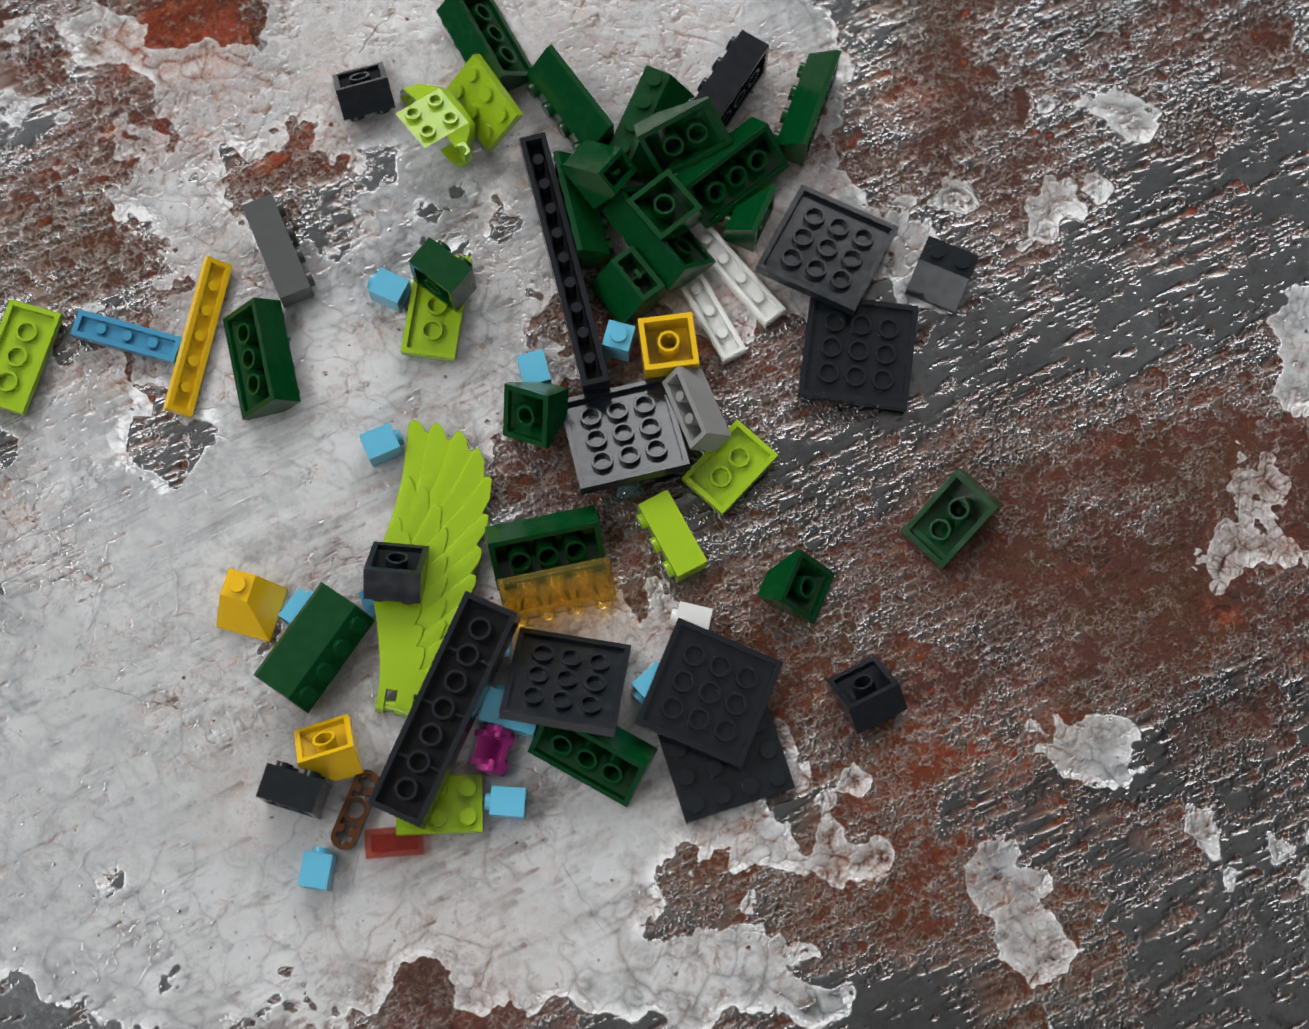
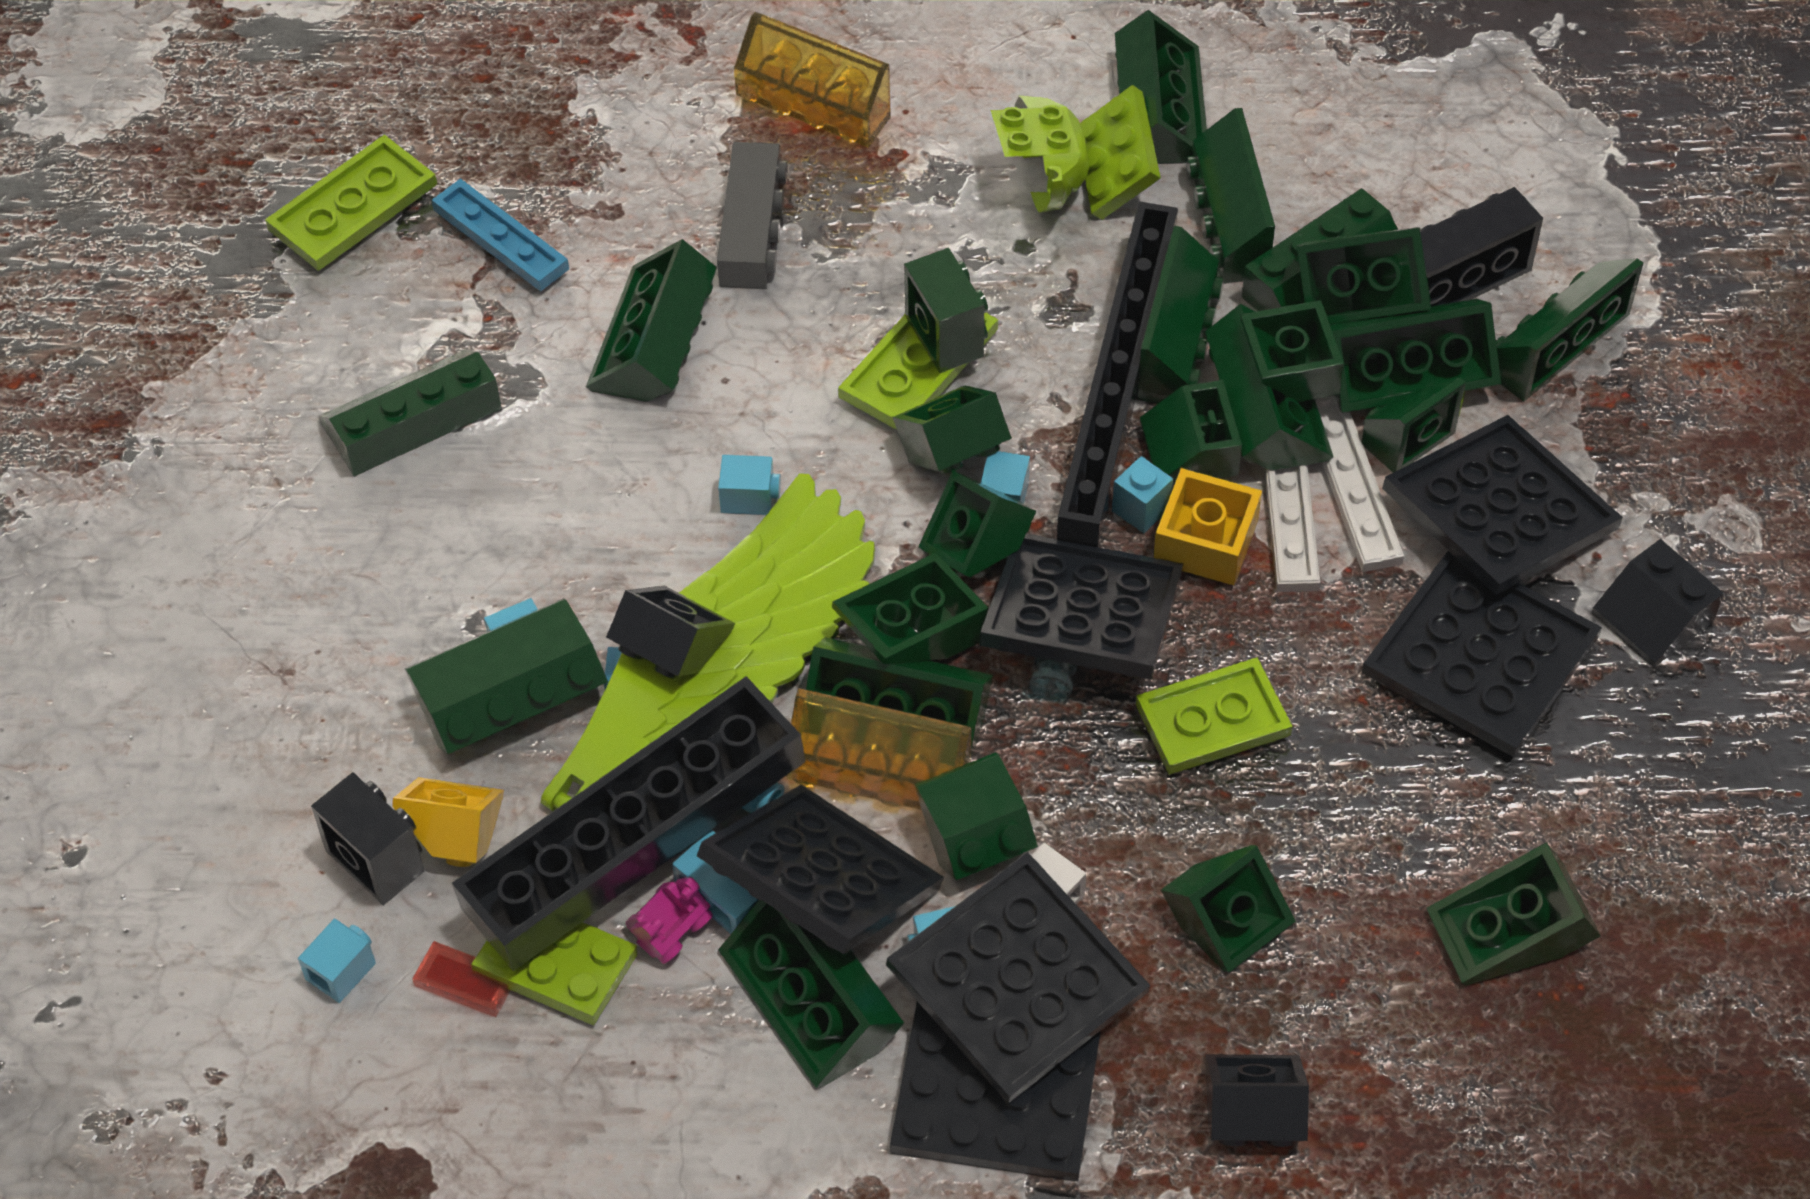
camera: 30 degrees right, 20 degrees down
(144, 488) = (412, 411): none -> dark green slope
(197, 337) = (586, 269): yellow plate -> none
(250, 605) = (454, 593): yellow slope -> none
(265, 135) = (813, 80): none -> clear yellow slope
(350, 798) = (403, 921): reddish brown beam -> none
(363, 92) = (966, 88): black slope -> none
(389, 289) = (866, 313): medium azure brick -> none
(487, 352) = (952, 429): none -> dark green brick
(506, 802) = (649, 996): medium azure brick -> none
(531, 491) = (915, 613): none -> dark green slope
(598, 171) = (1223, 274): dark green slope -> none
(634, 604) = (975, 816): none -> dark green slope
(671, 536) = (1079, 764): lime brick -> none
(696, 409) = (1203, 614): light grey brick -> none

